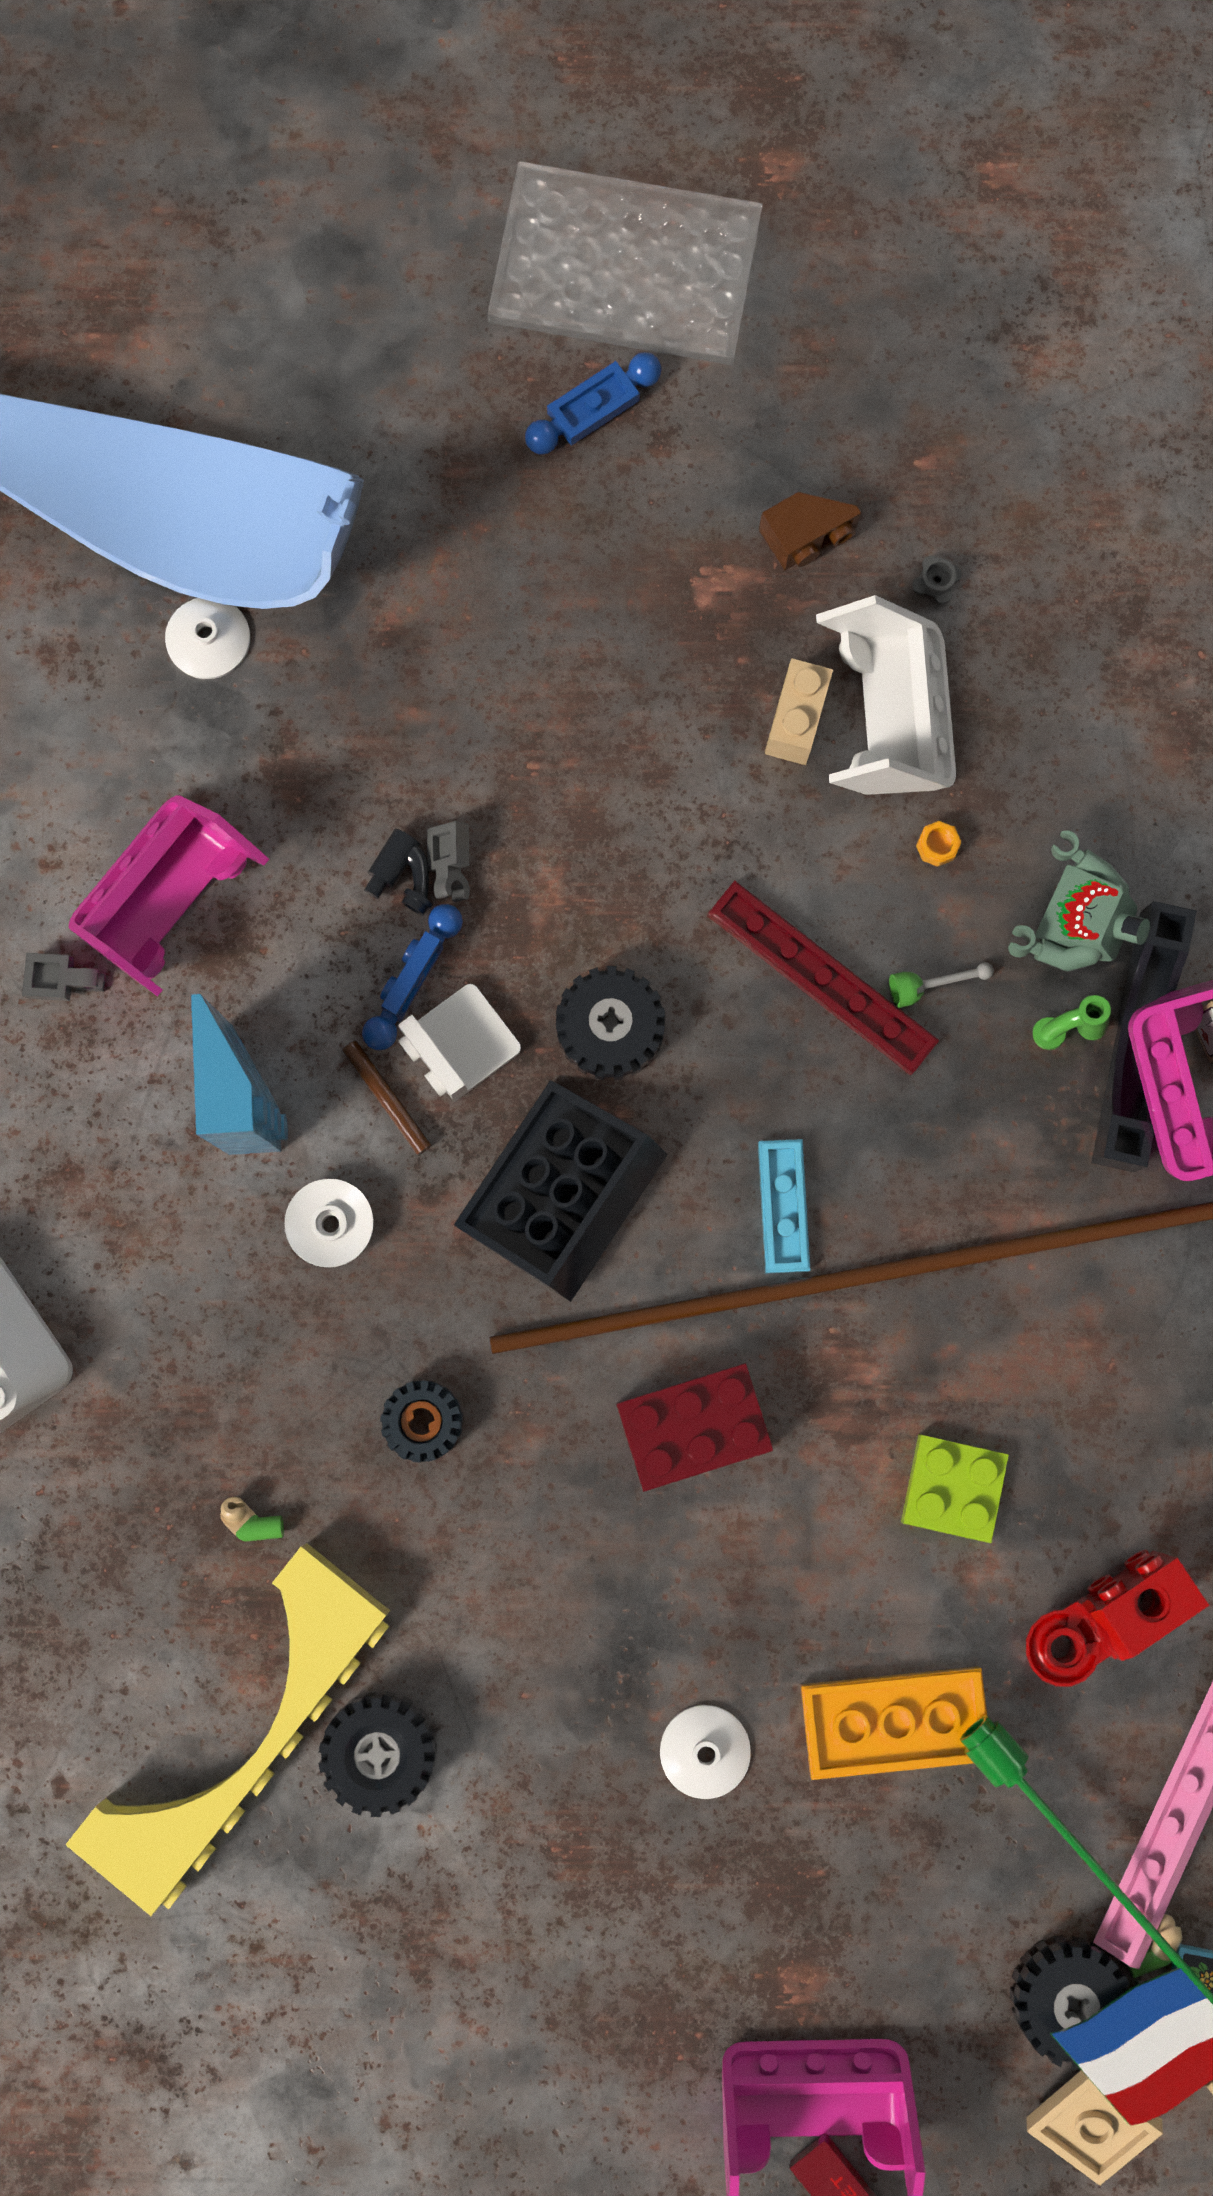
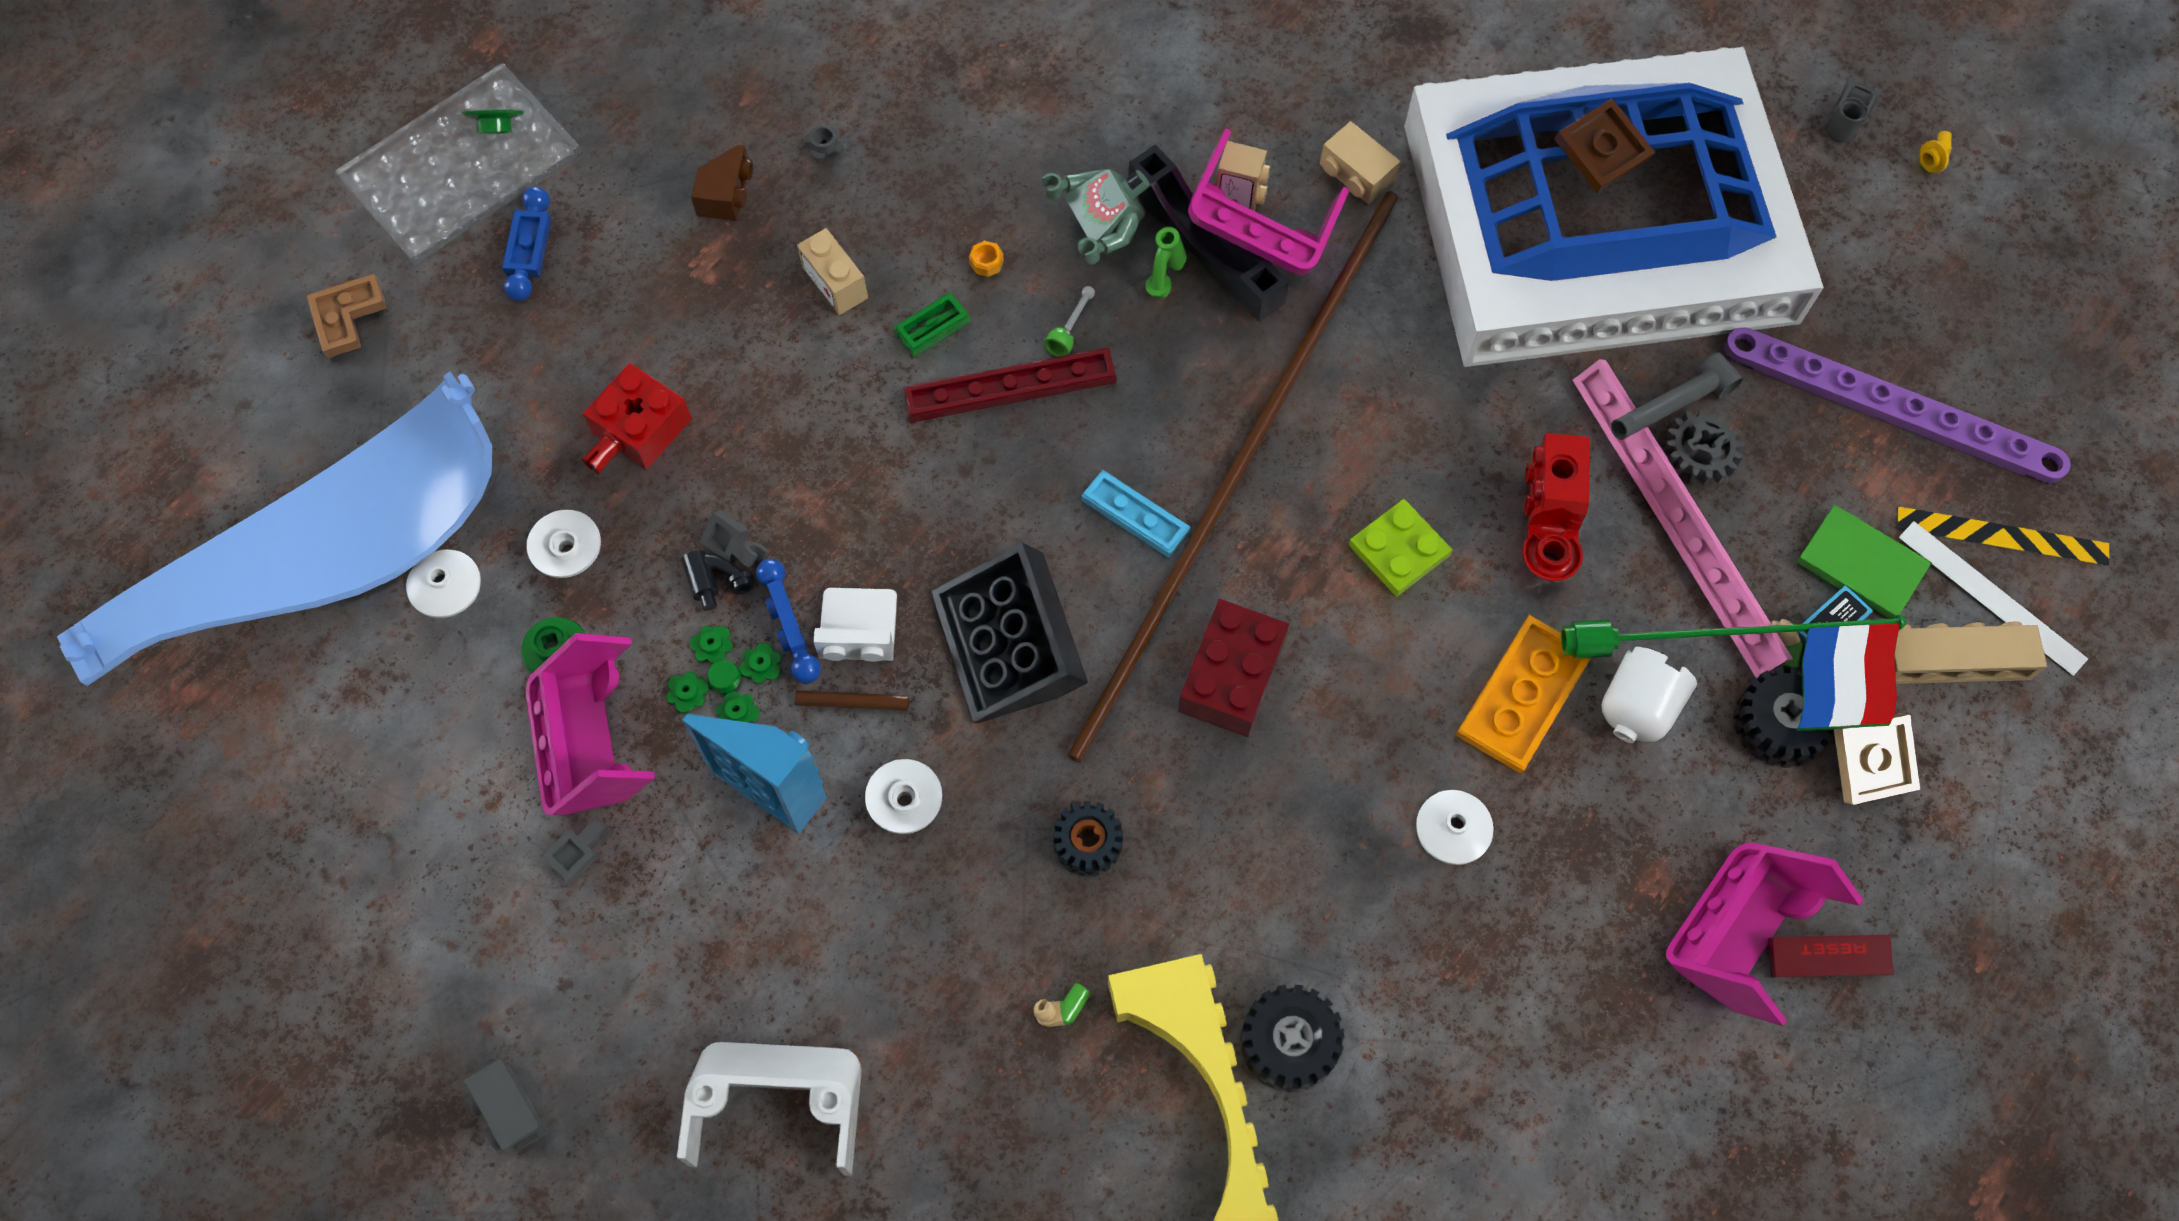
camera: 50 degrees left, 15 degrees down
(243, 797) = (534, 647): none -> green piece
(318, 964) = (723, 675): none -> green plant
(322, 692) = (557, 531): none -> white dish
(386, 296) = (338, 306): none -> medium nougat plate
(471, 665) = (634, 418): none -> red brick
(607, 1045) = (922, 540): black wheel -> none
(685, 256) = (493, 120): none -> green piece
(821, 865) = (934, 329): none -> green tile
(903, 698) = (873, 209): white windscreen -> none
(974, 1851) = (1646, 696): none -> white cylinder

